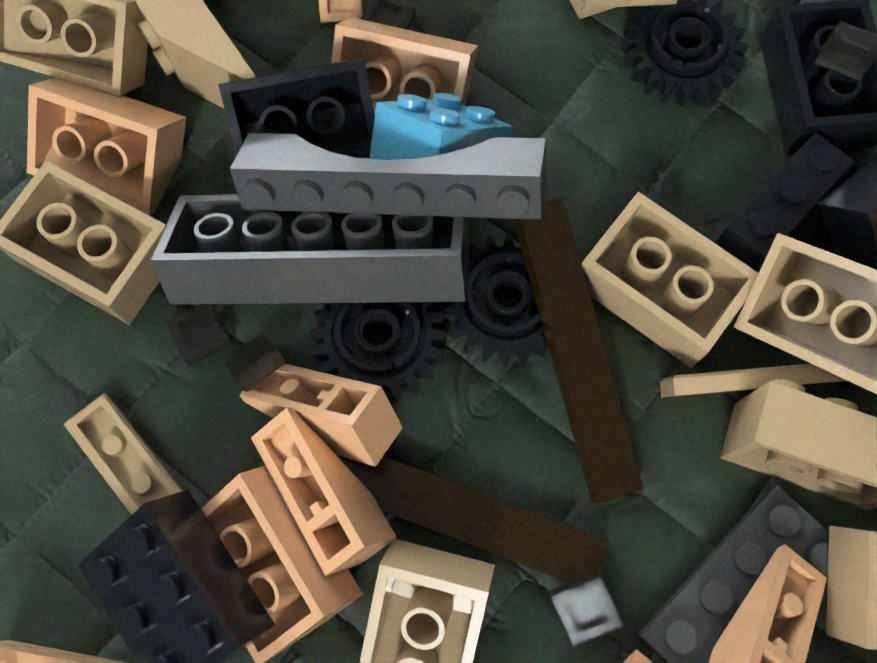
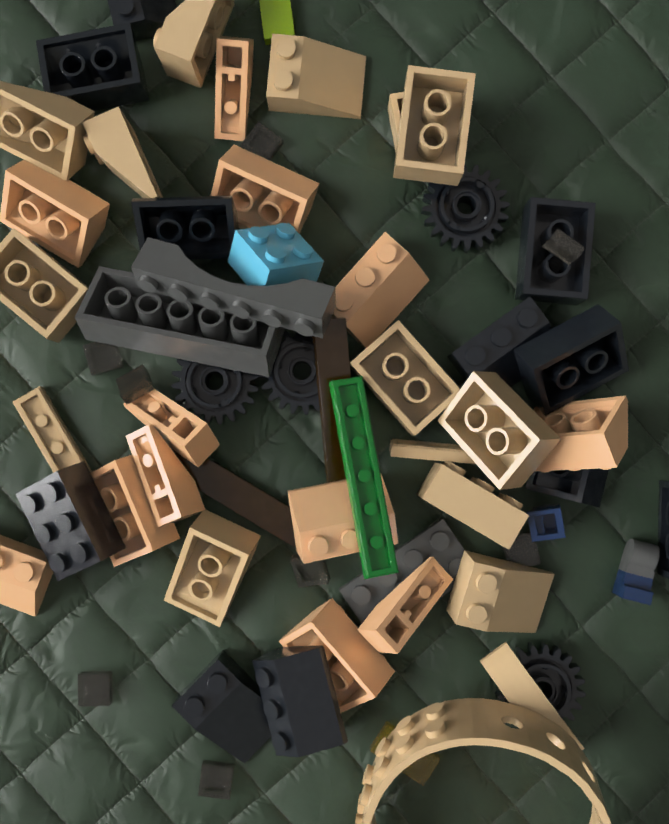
camera: 15 degrees right, 15 degrees up
(596, 163) = (378, 289): none -> light nougat slope
(623, 509) = (325, 521): none -> light nougat slope
(652, 437) = (363, 477): none -> green tile

